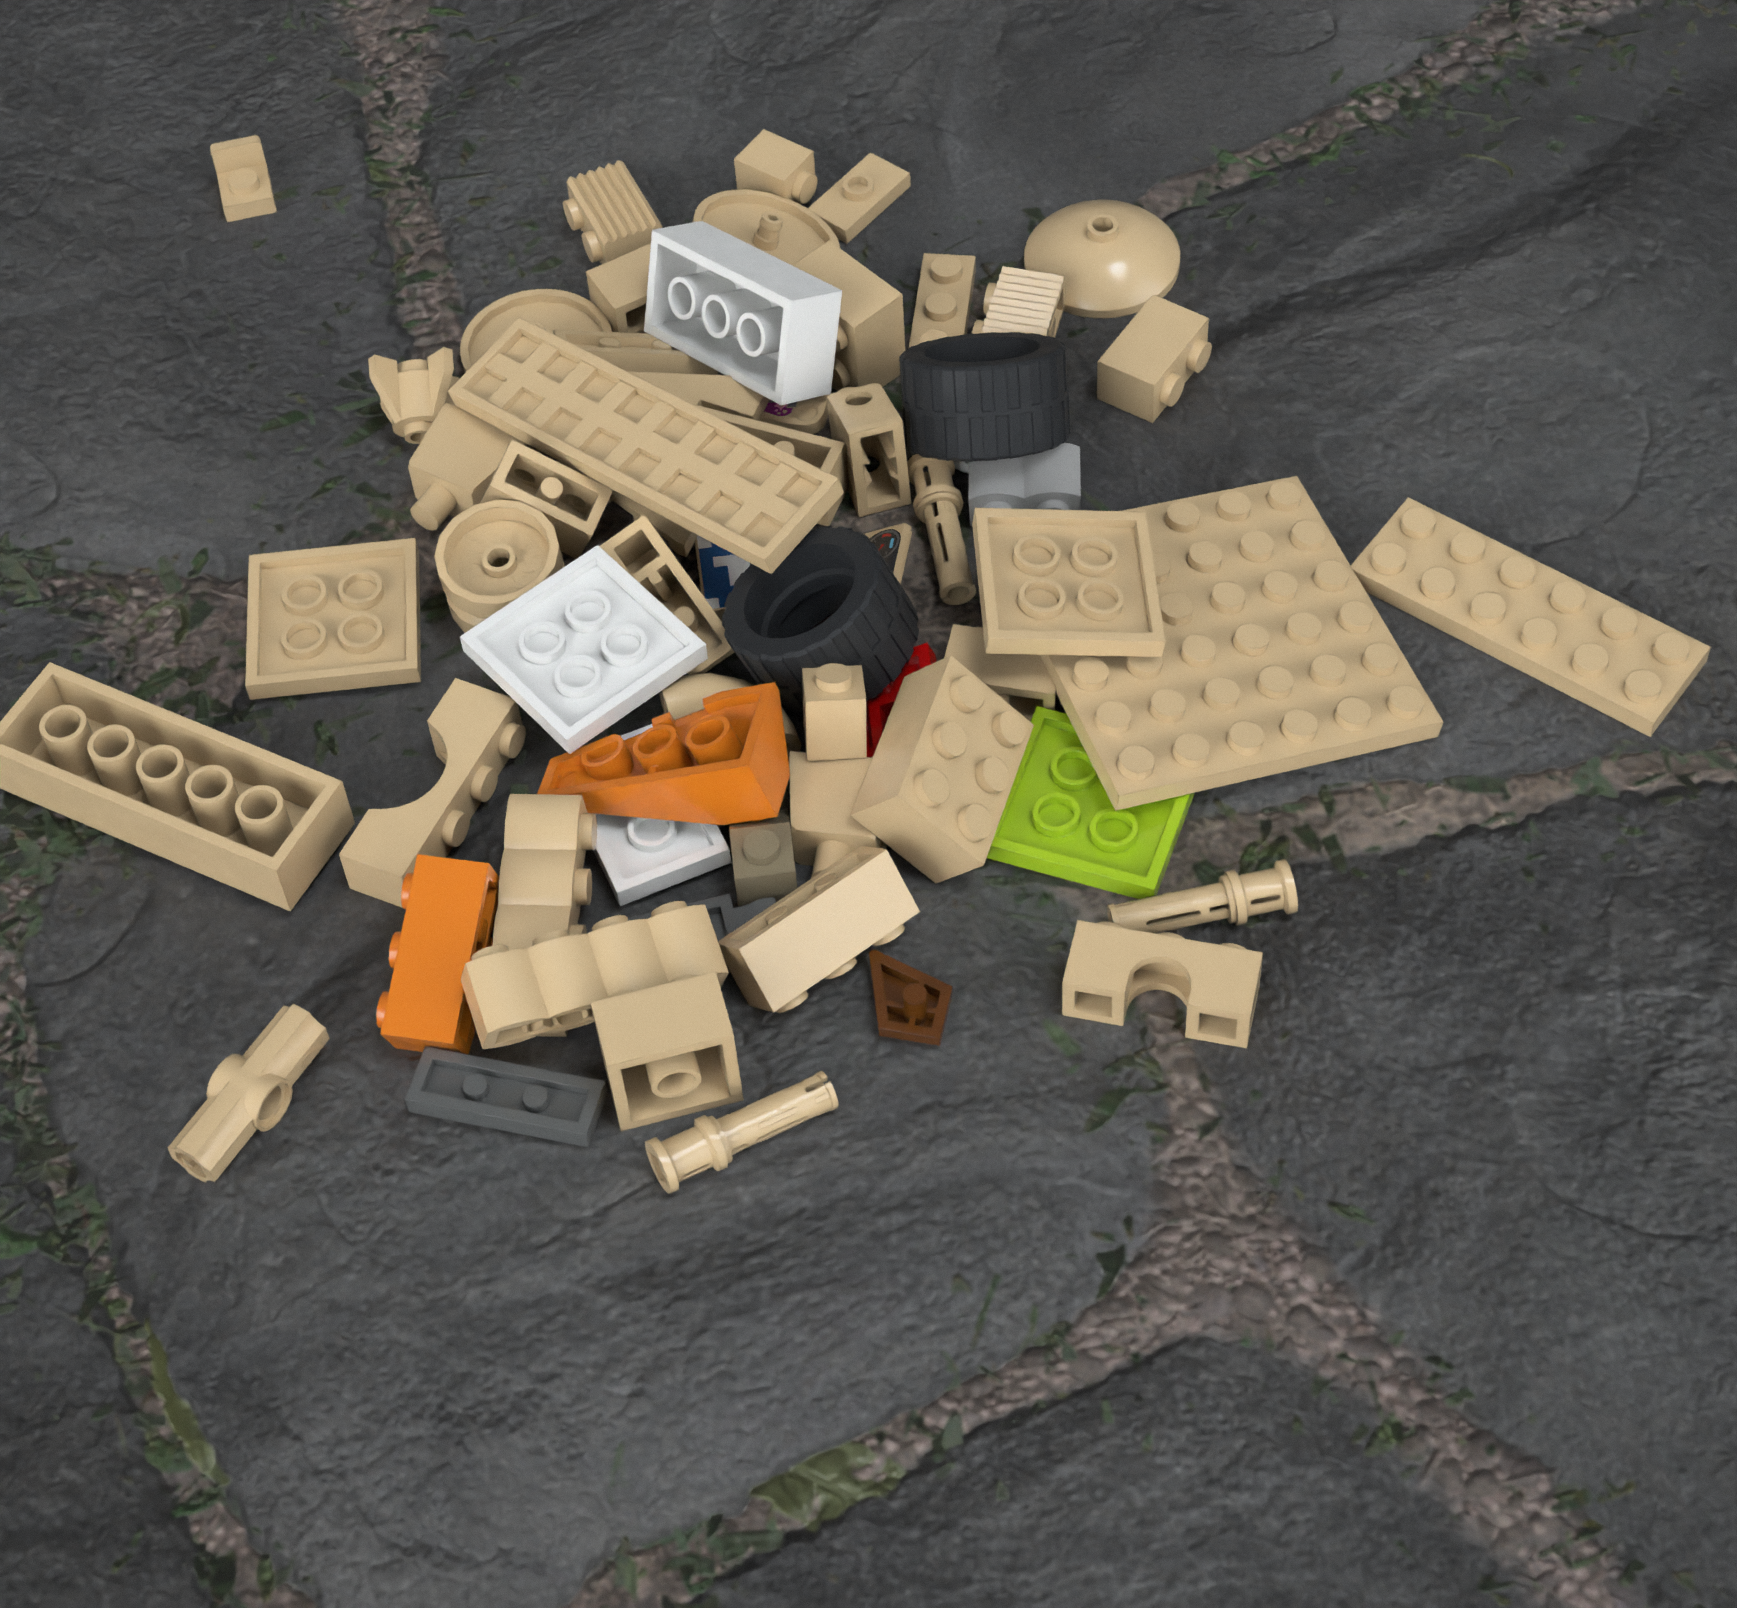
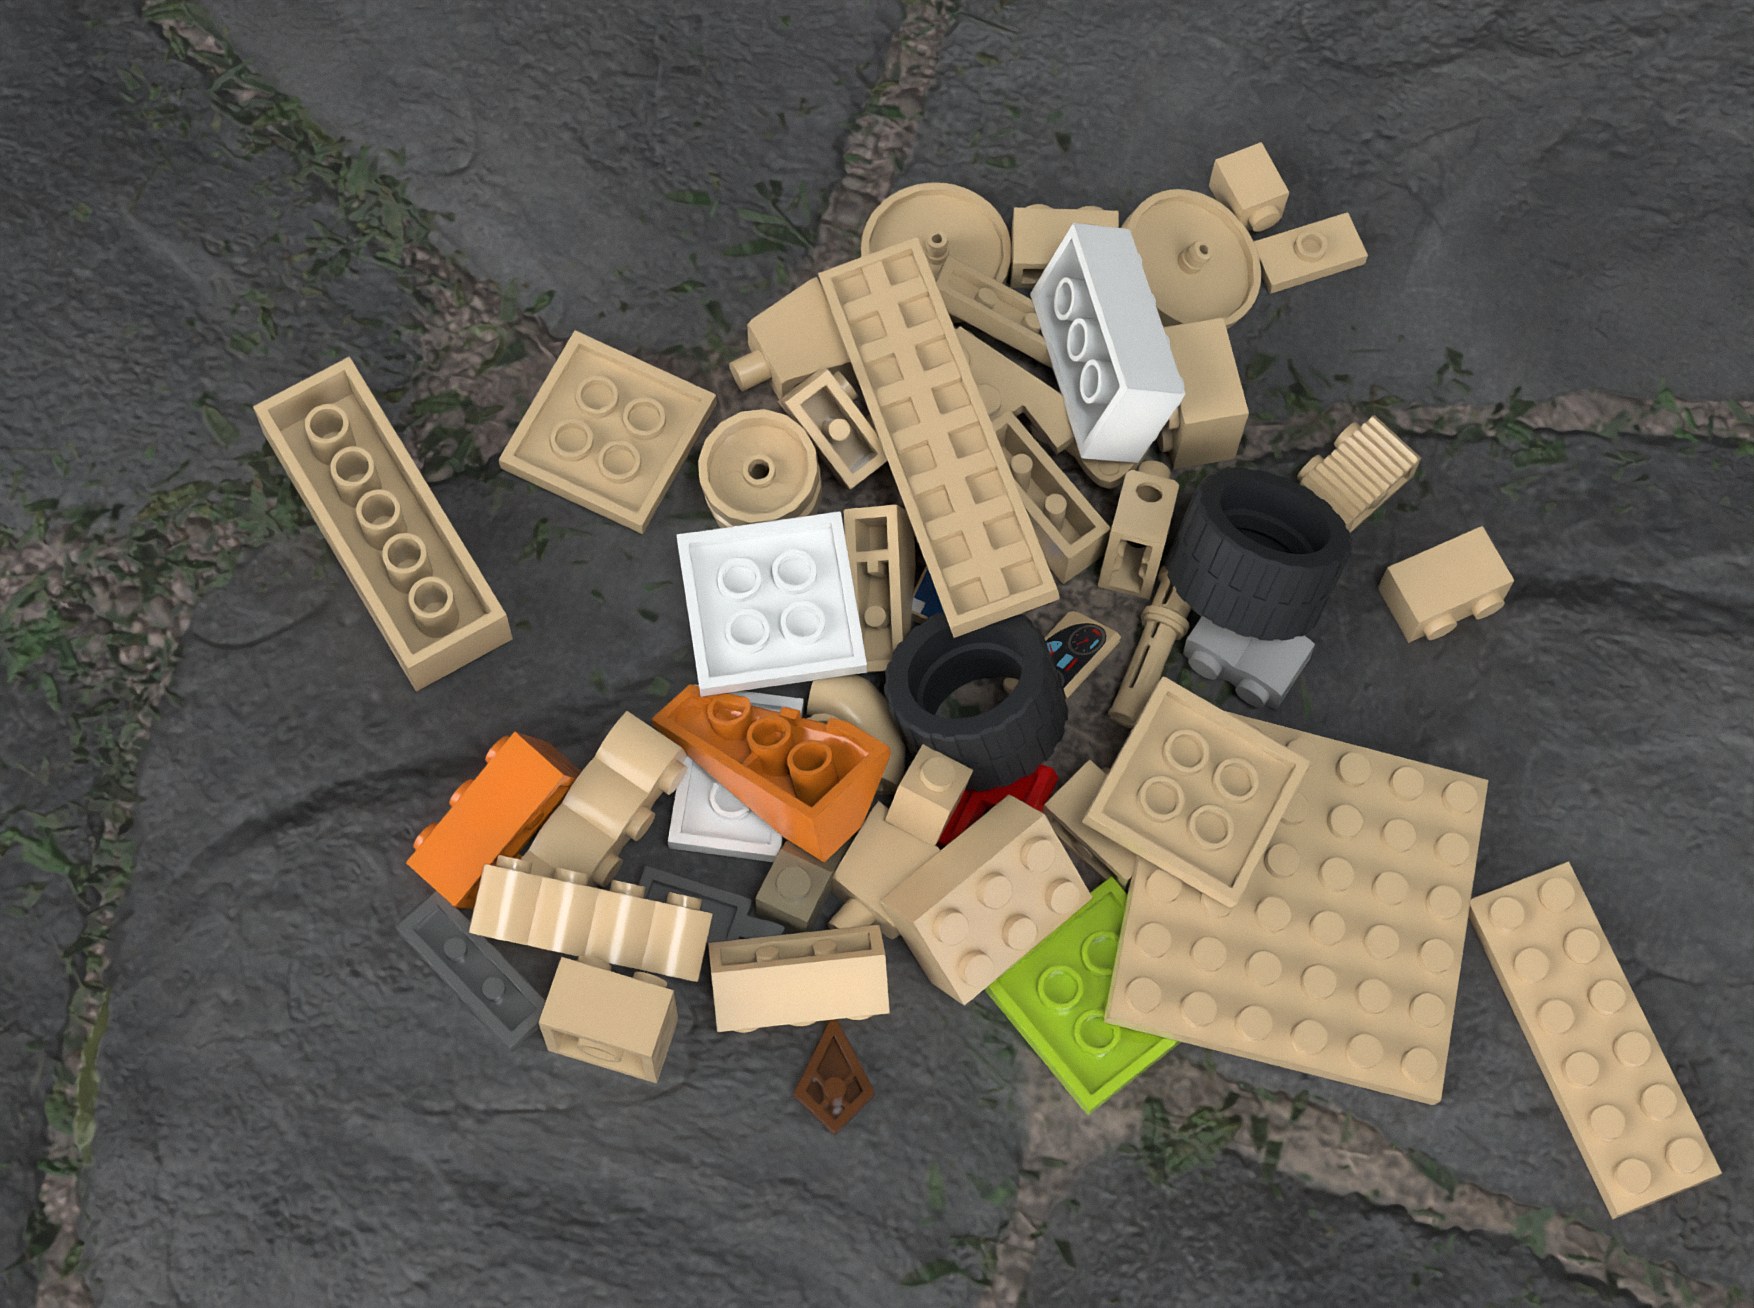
camera: 25 degrees right, 15 degrees up
(248, 1093) = (287, 843): tan piece -> none
(413, 390) = (800, 247): tan brick -> none
(474, 737) = (530, 693): tan arch -> none
(609, 212) = (1081, 155): tan brick -> none
(716, 1140) = (603, 1113): tan pin -> none
(943, 297) = (1301, 418): tan plate -> none
(1109, 256) = (1475, 470): tan dish -> none
(1117, 964) = (1008, 1158): tan arch -> none
(1231, 898) = (1150, 1155): tan pin -> none

